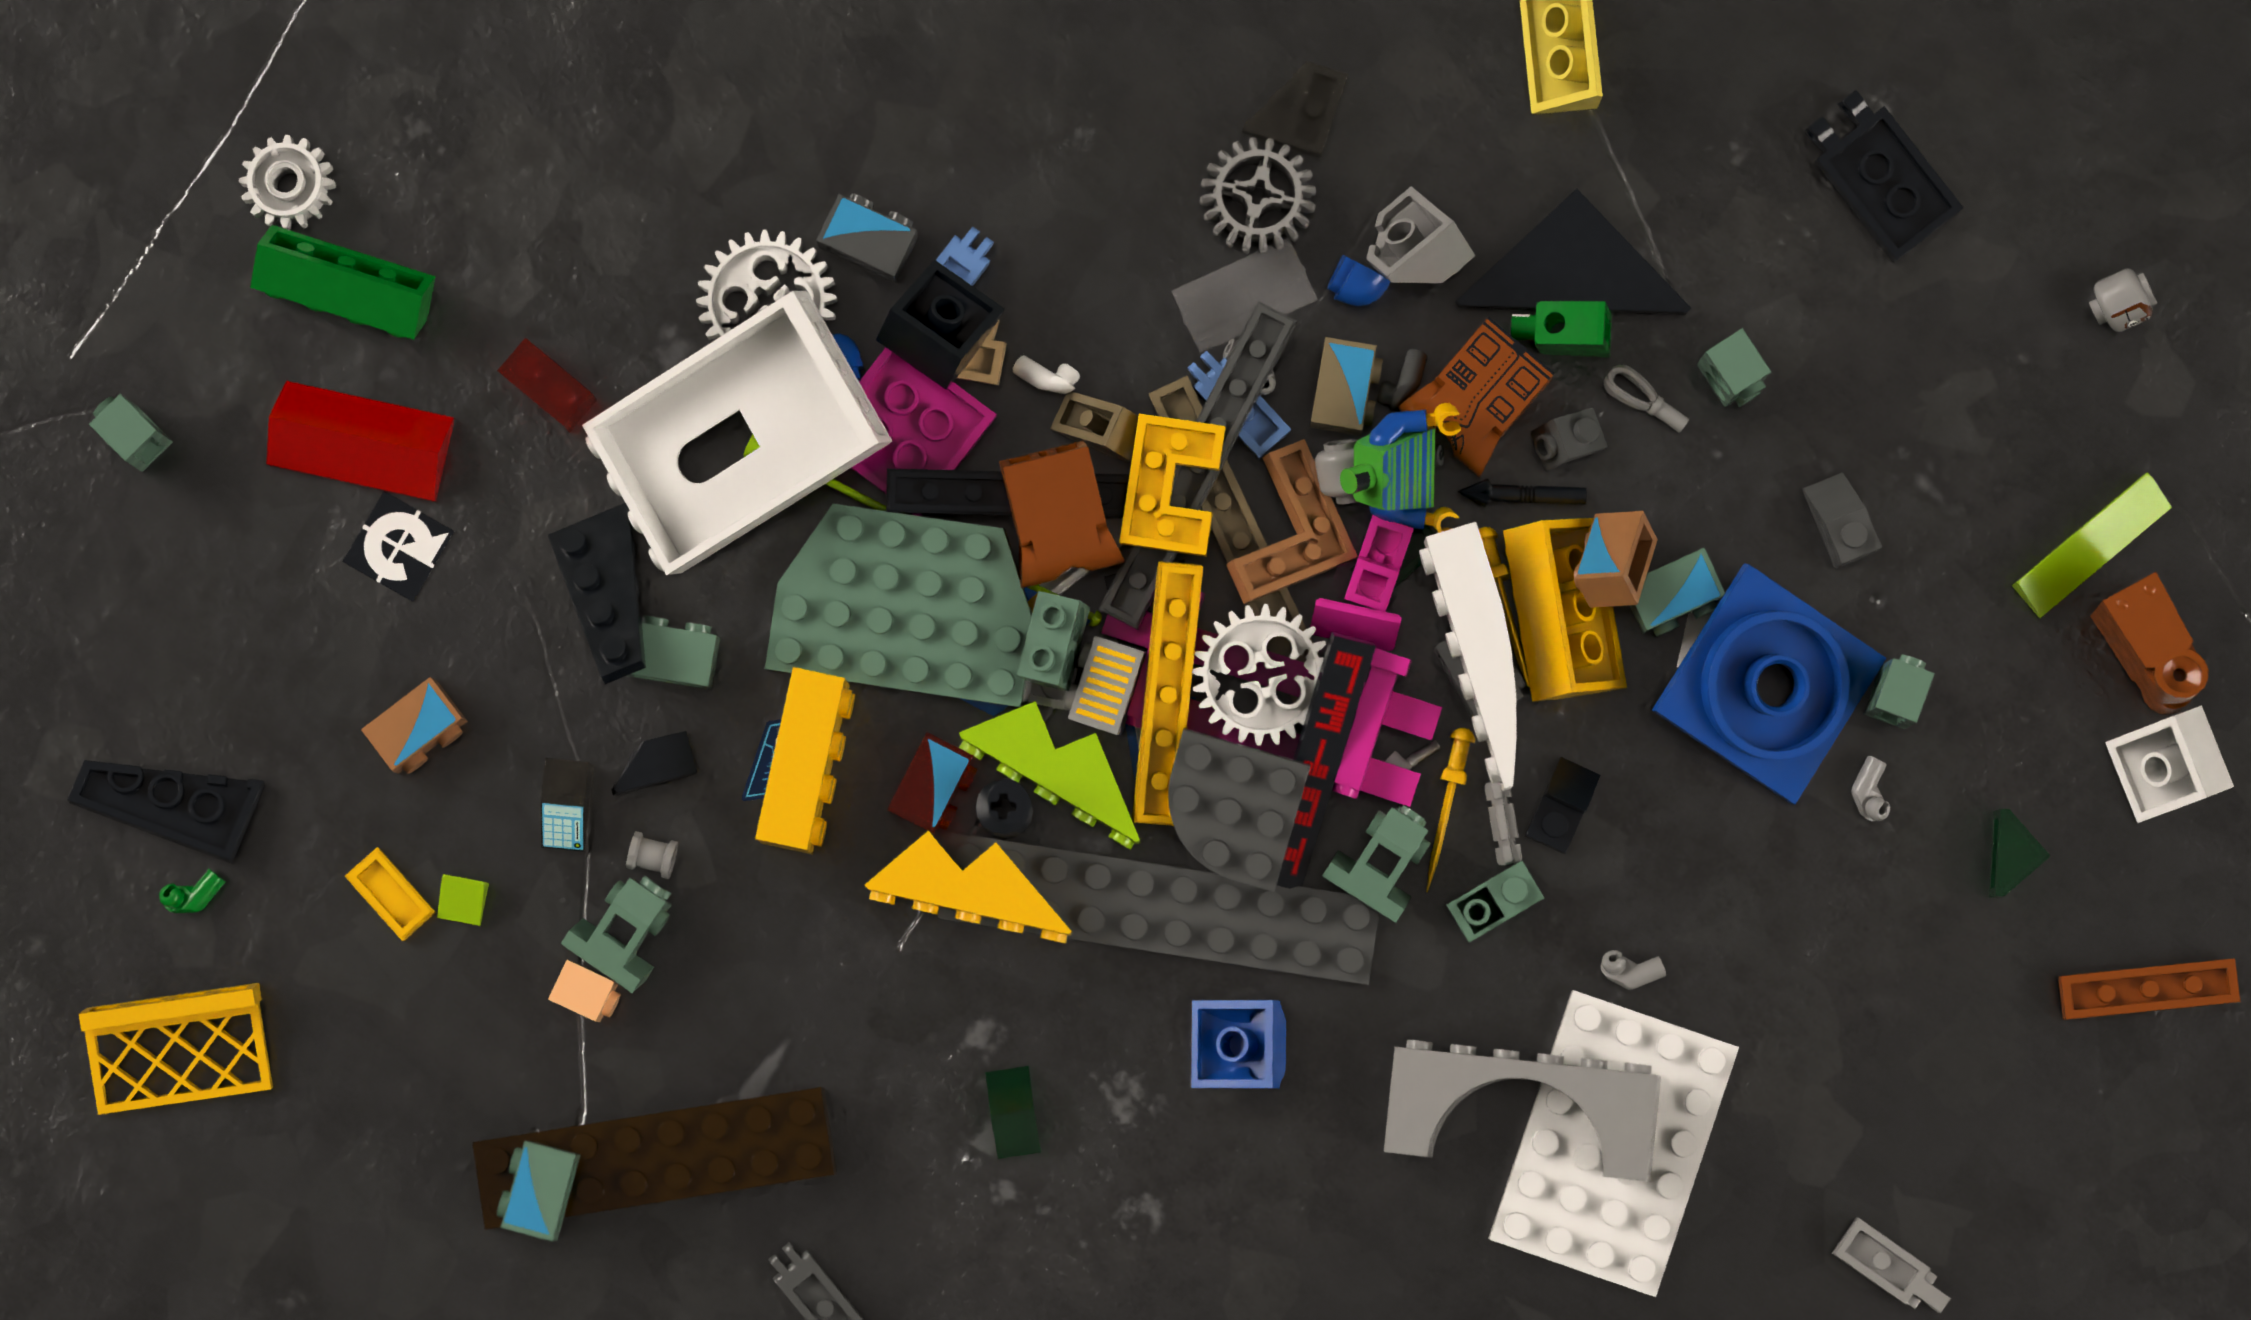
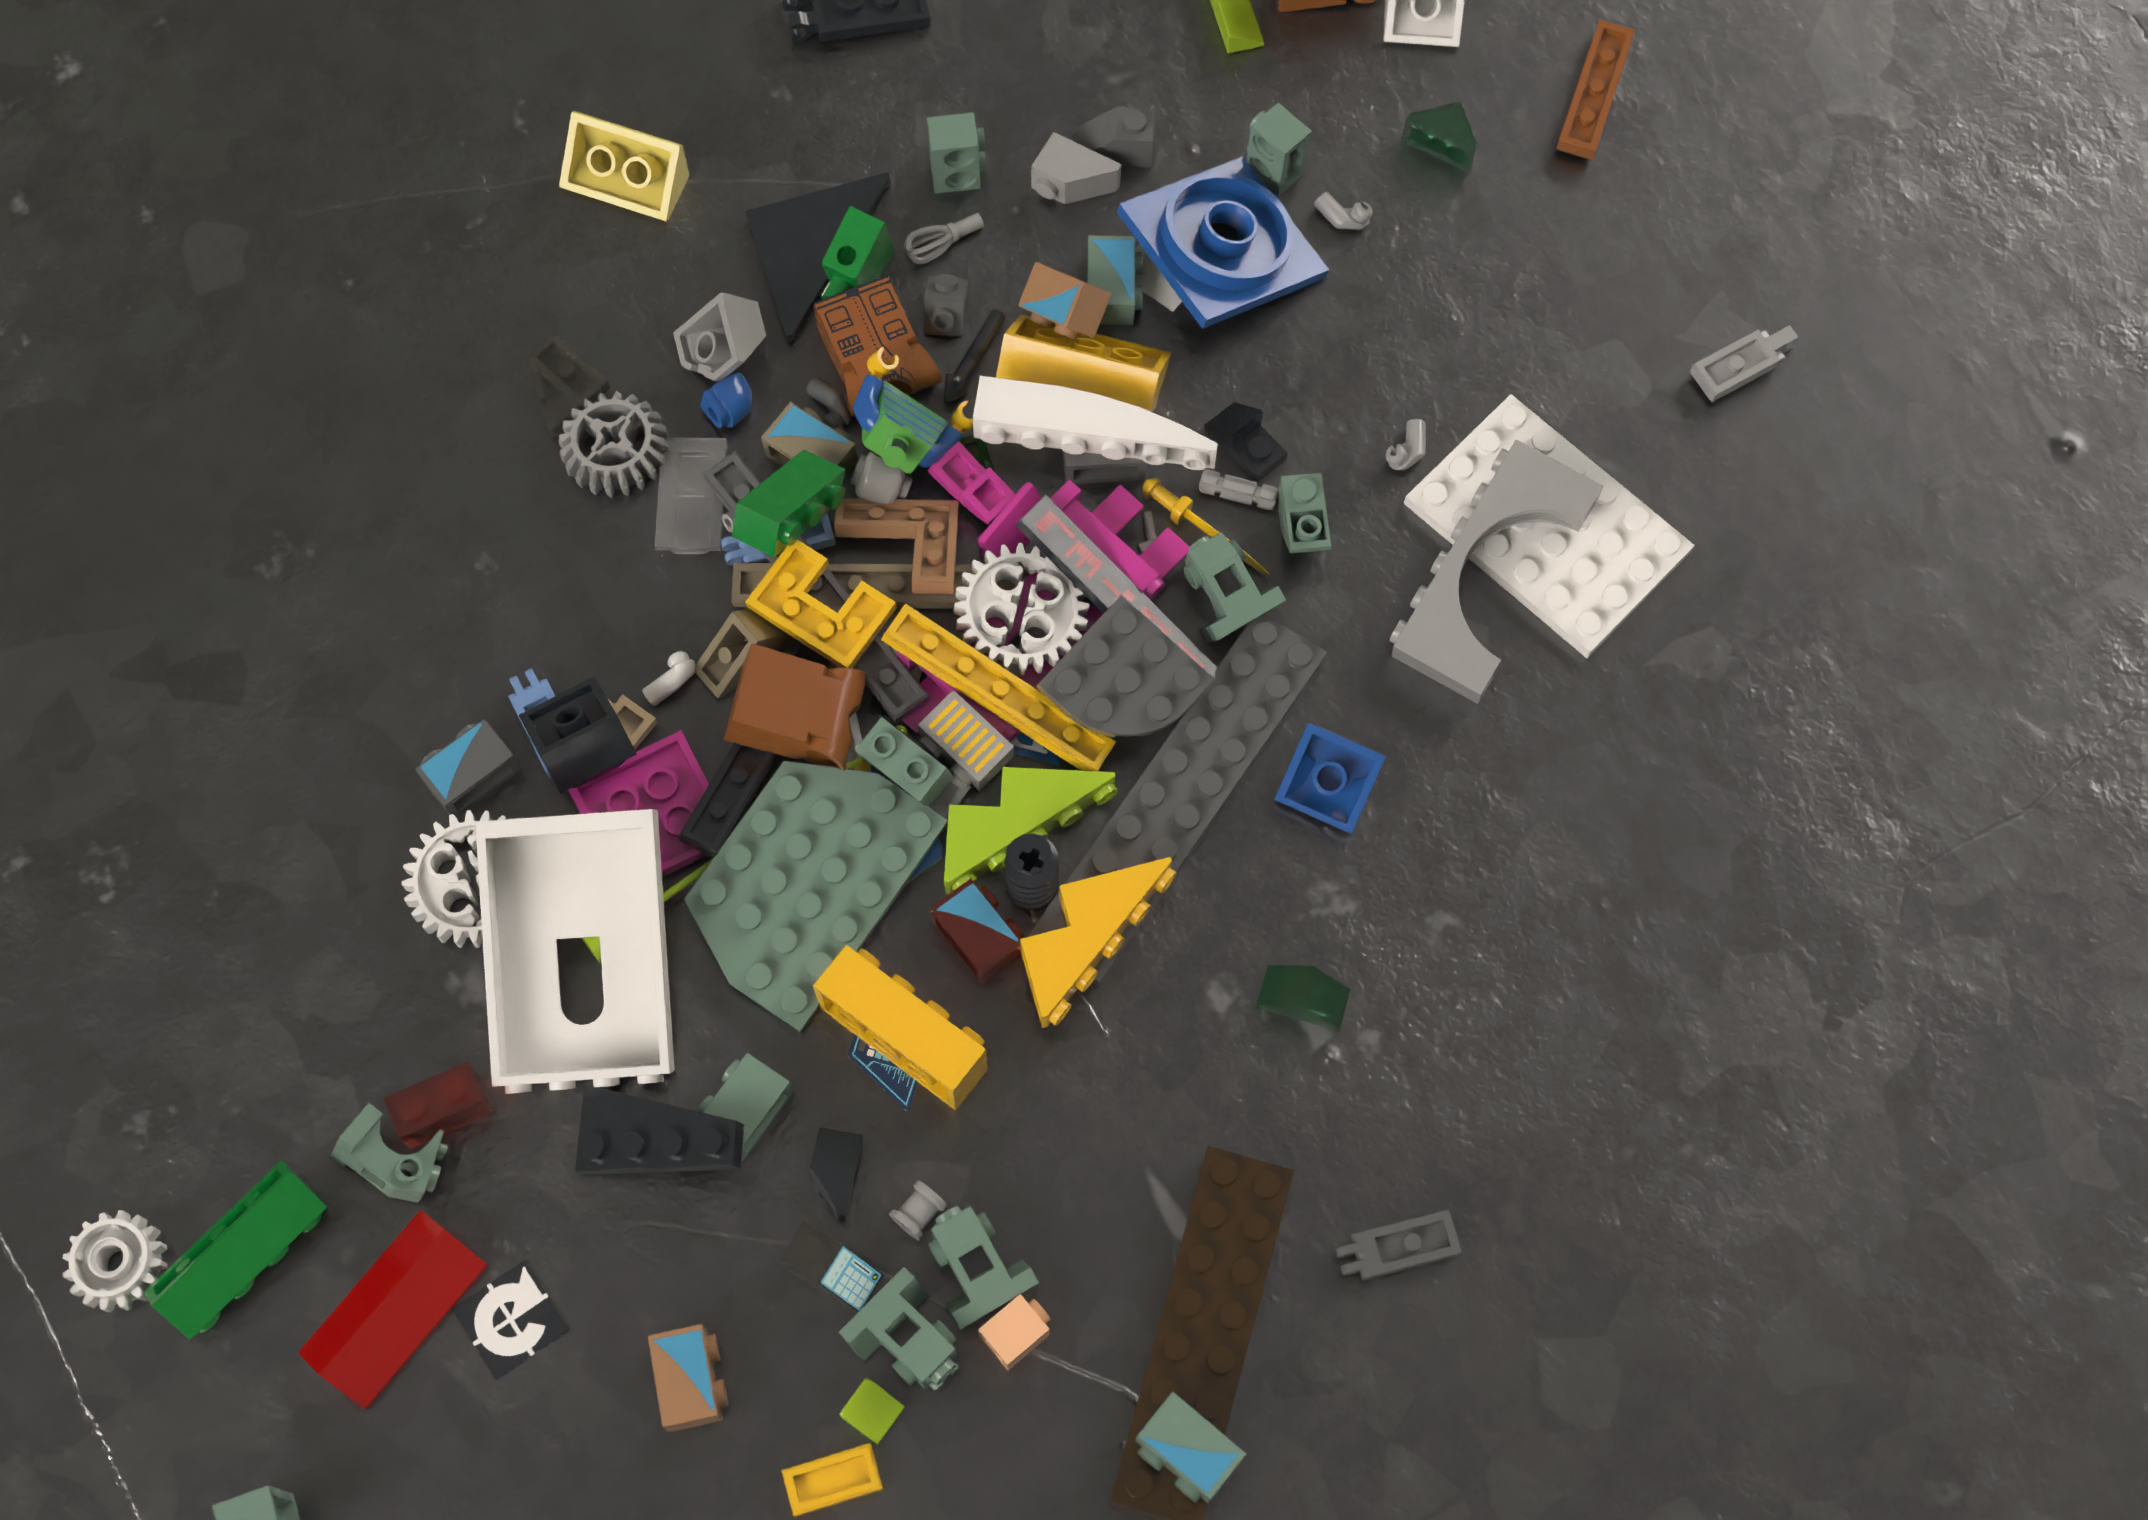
camera: 70 degrees left, 15 degrees down
(475, 343) = (365, 1153): none -> sand green tile
(525, 926) = (925, 1355): none -> sand green tile
(1256, 405) = (788, 503): none -> green brick
(1779, 492) = (1073, 172): none -> light grey slope

